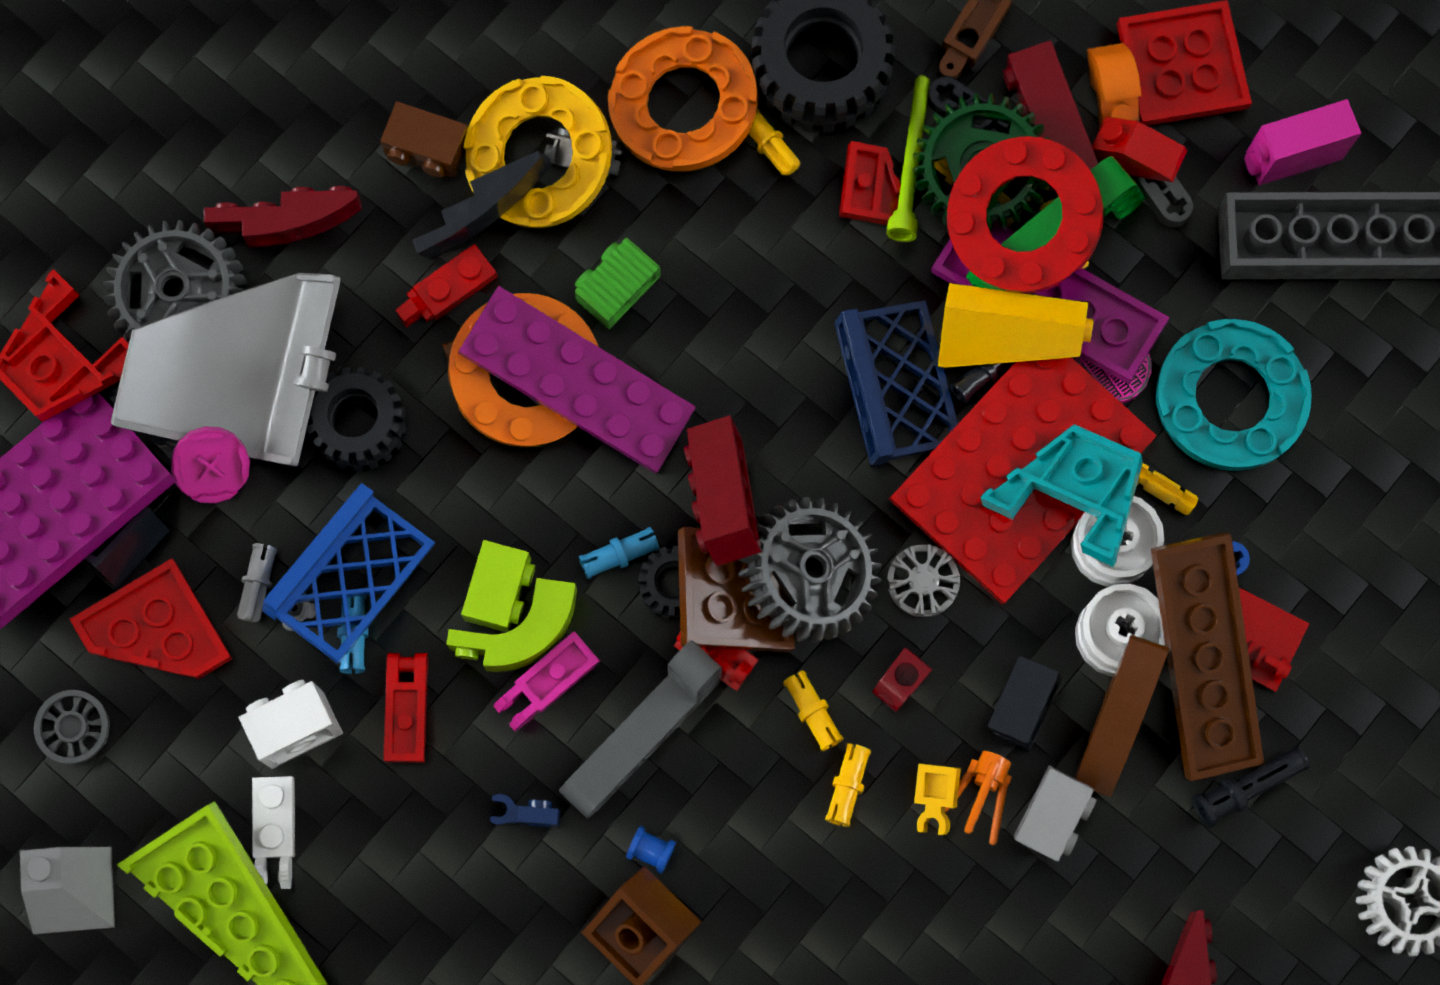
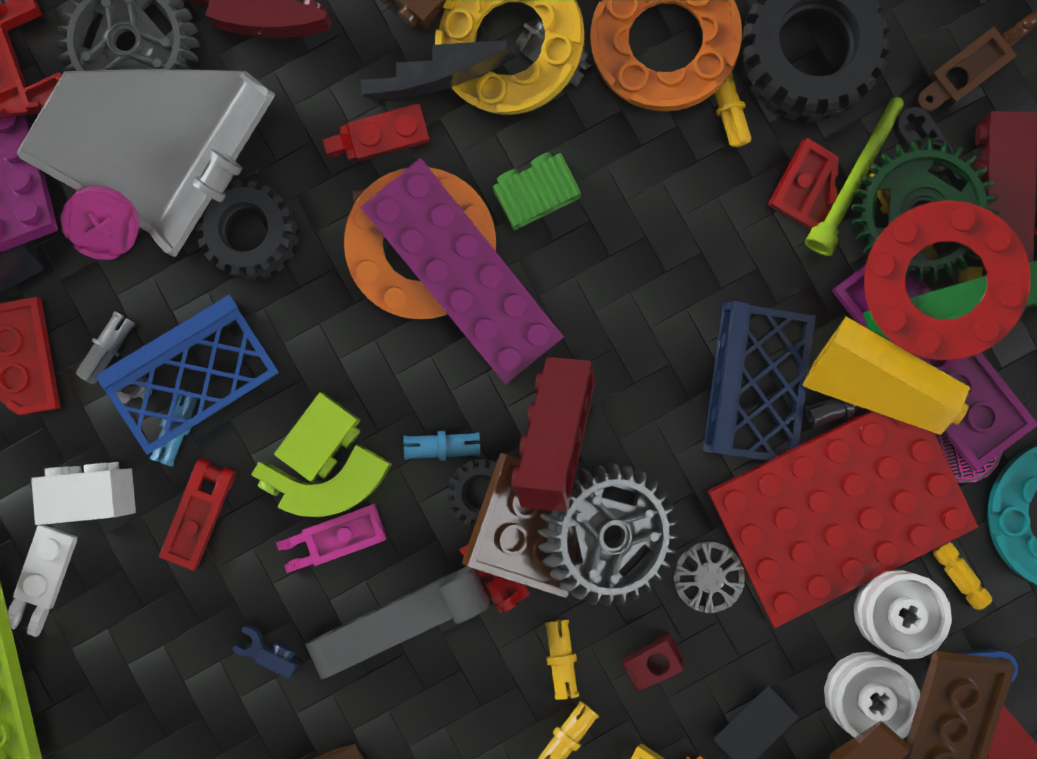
camera: 25 degrees right, 10 degrees up
(650, 849) = (367, 728): blue bush -> none
(1082, 473) = (900, 548): teal wing -> none

